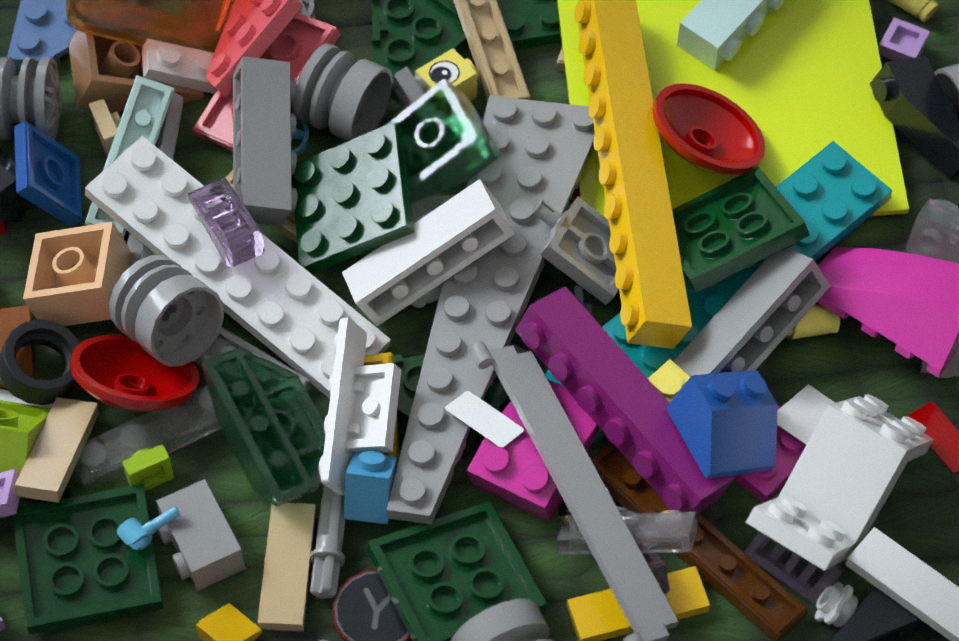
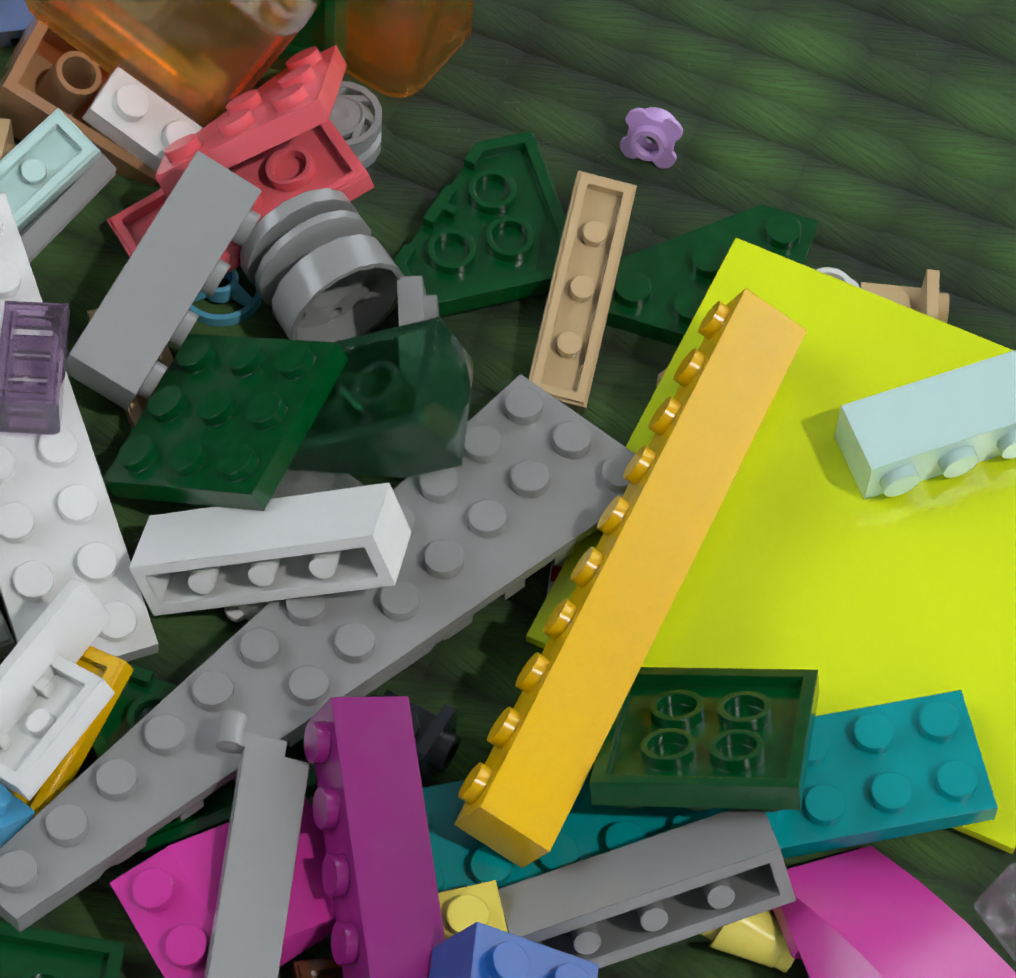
camera: 25 degrees right, 0 degrees up
(454, 69) = (488, 324): light yellow brick -> none
(484, 419) = (180, 824): white sticker -> none
(580, 247) = (487, 647): light grey plate -> none
(708, 129) = (781, 579): red dish -> none

